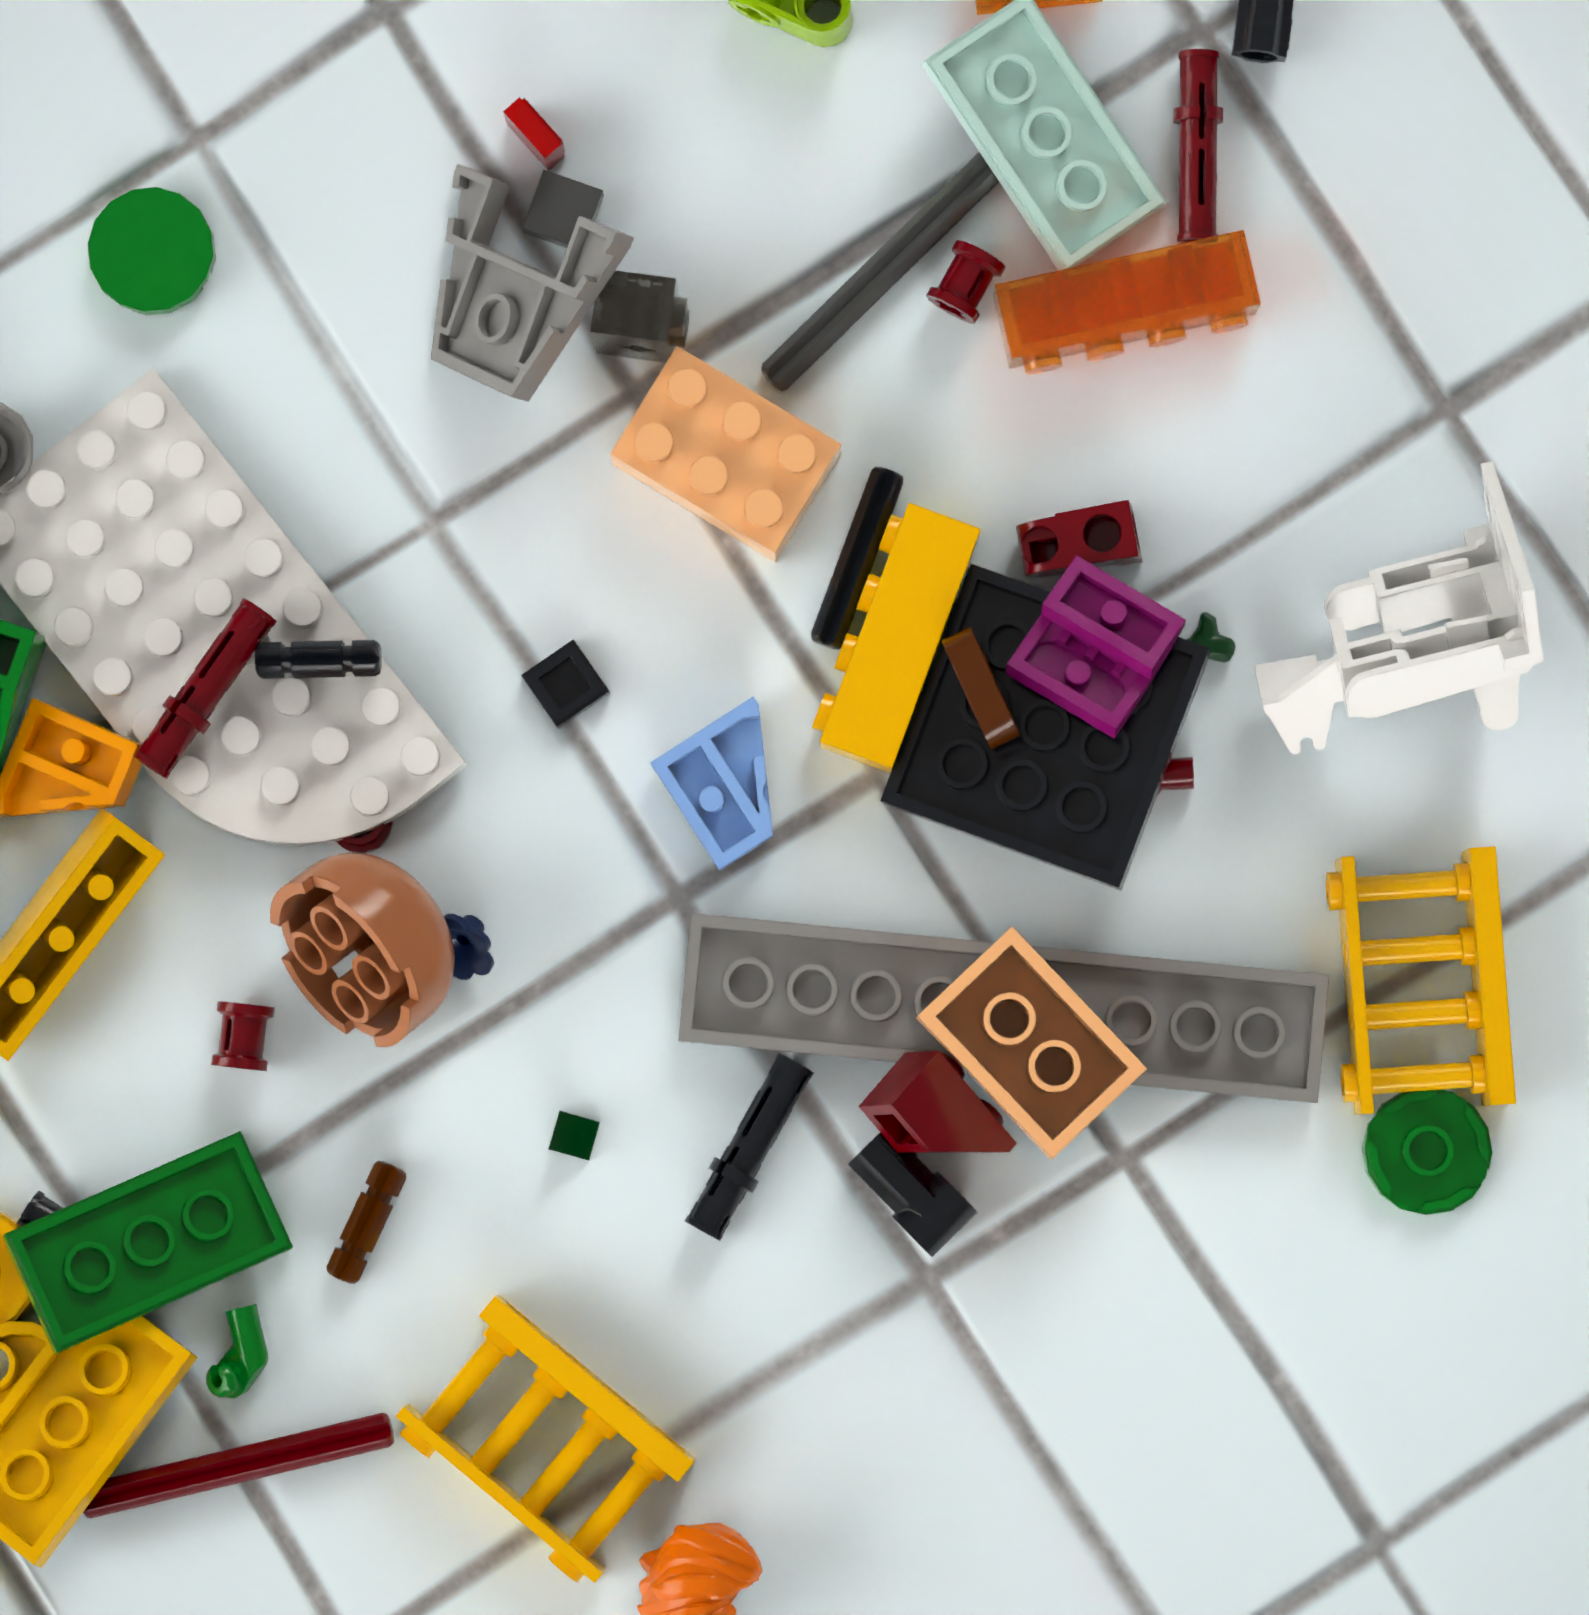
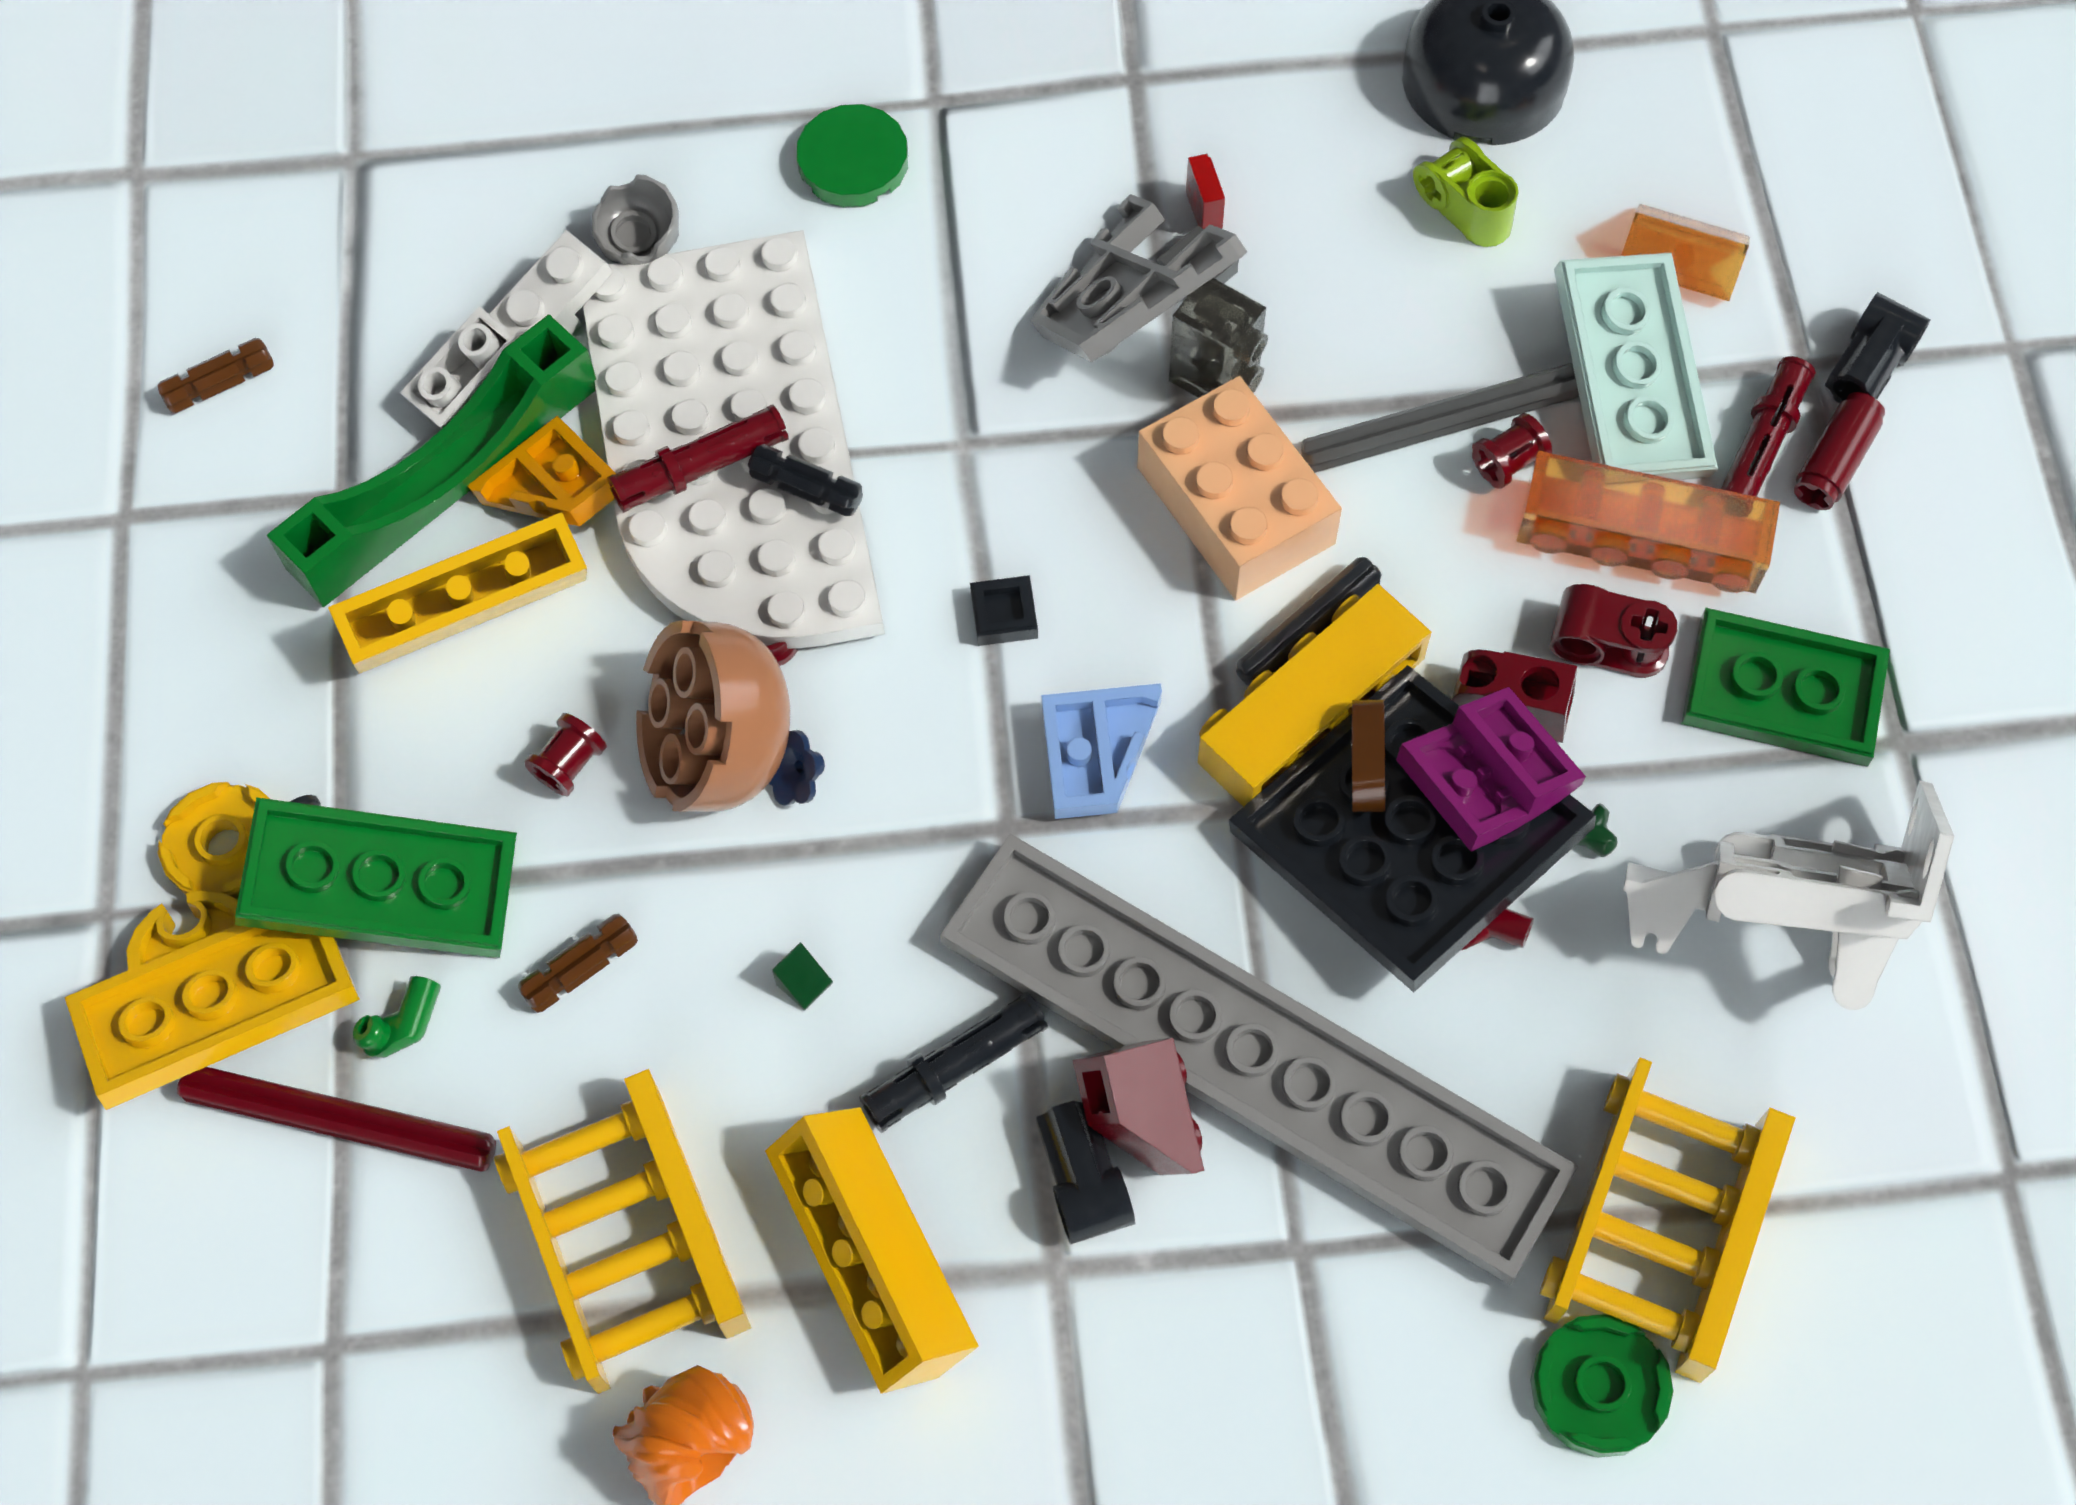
camera: 25 degrees right, 20 degrees down
(770, 1346) = (871, 1249): none -> yellow brick
(1031, 1043) = (1264, 1075): light nougat brick -> none
(1127, 435) = (1608, 628): none -> dark red piece
(1274, 126) = (1839, 451): none -> dark red piece
(1322, 405) = (1786, 687): none -> green tile

